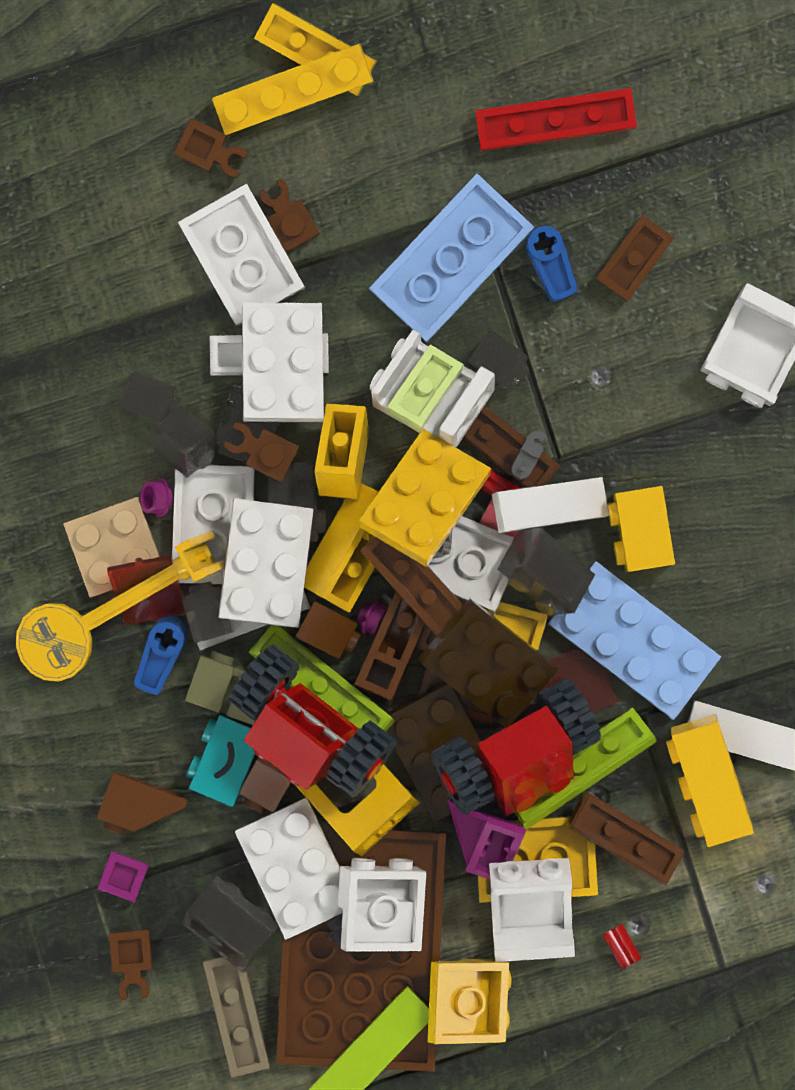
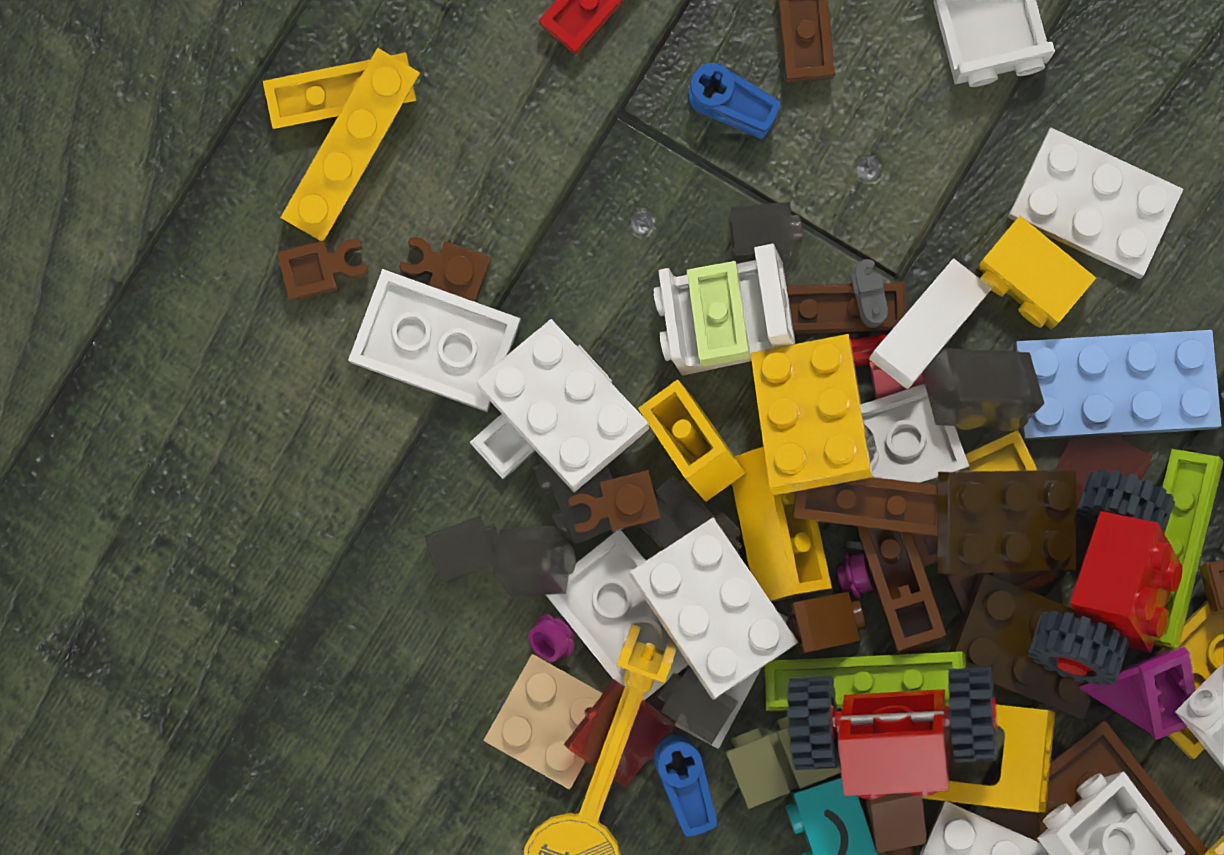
camera: 40 degrees left, 5 degrees down
(451, 258) = (635, 175): light blue plate -> none
(720, 518) = (1096, 203): none -> white plate

